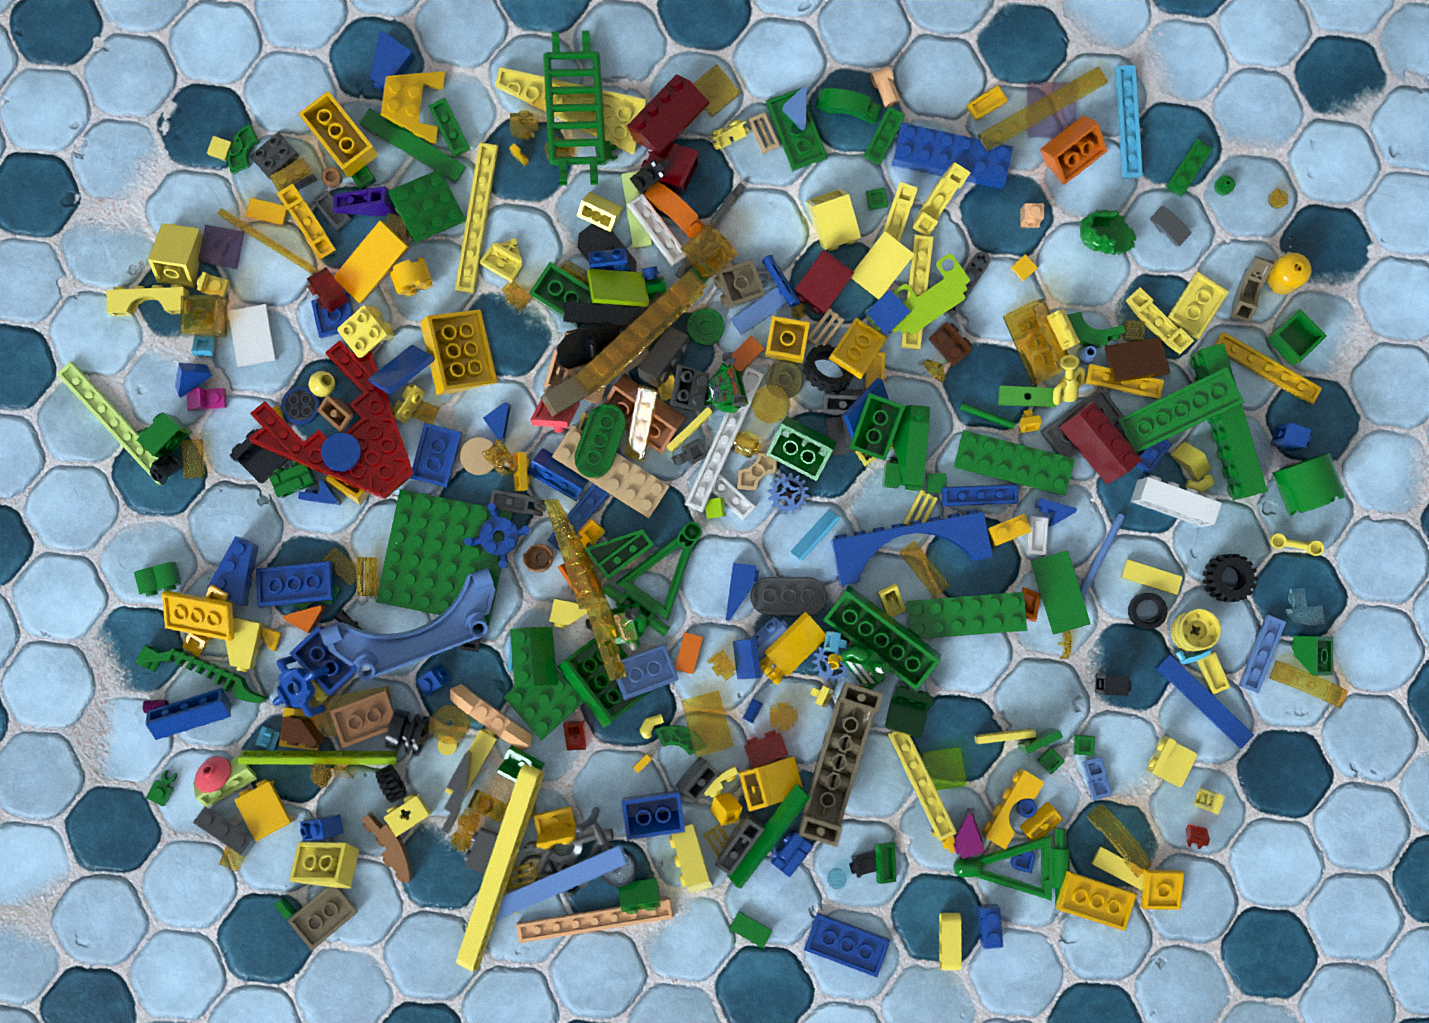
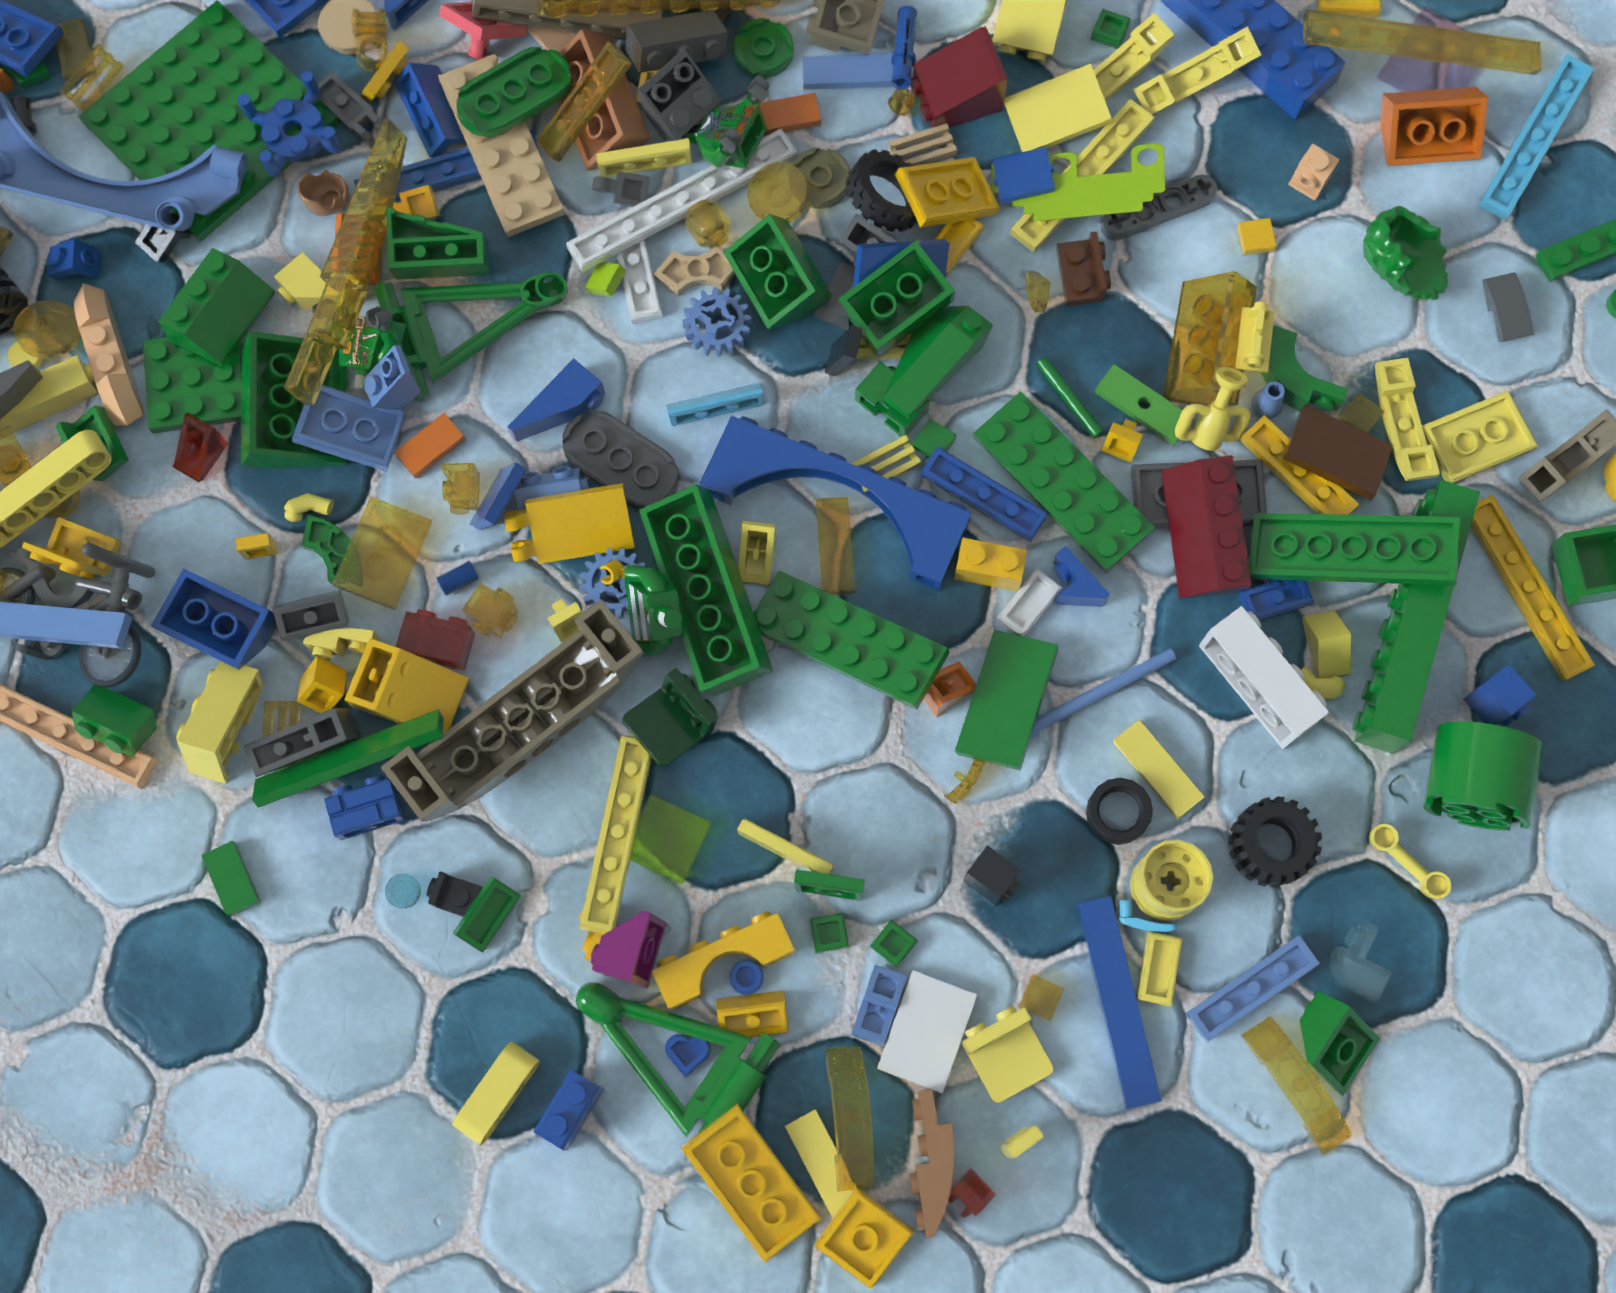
camera: 45 degrees right, 10 degrees down
(652, 637) = (391, 381): none -> medium blue slope
(787, 339) = (858, 120): yellow brick -> none
(833, 642) = (633, 550): medium azure tile -> none
(847, 944) = (348, 996): blue tile -> none
(865, 469) = (844, 350): none -> black tile
(1127, 775) = (927, 1031): none -> white tile
(1168, 723) = (1041, 997): none -> clear yellow tile
(1175, 838) = (933, 1178): none -> medium nougat slope

